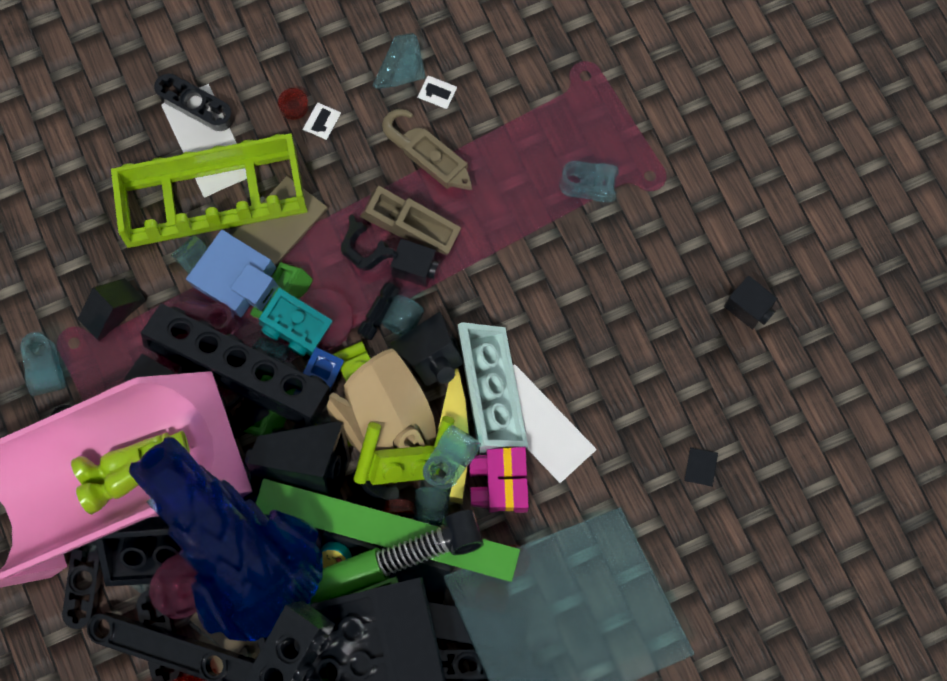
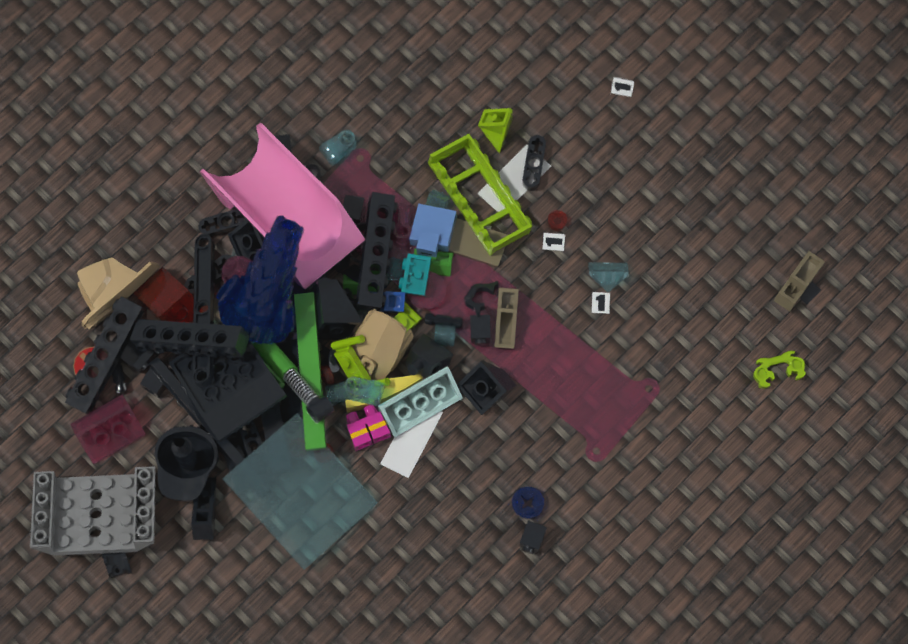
camera: 70 degrees right, 0 degrees up
(109, 306) = (388, 169): black slope -> none
(112, 475) = (291, 210): lime piece -> none
(114, 131) = (495, 125): none -> lime slope
(334, 552) = (288, 348): tile -> none
(428, 152) = (555, 311): dark tan plate -> none
(505, 285) = (486, 386): none -> black slope
(592, 181) = (574, 417): clear light blue piece -> none
(700, 280) = (528, 493): none -> clear blue gear
(701, 467) = (420, 542): black sticker -> none

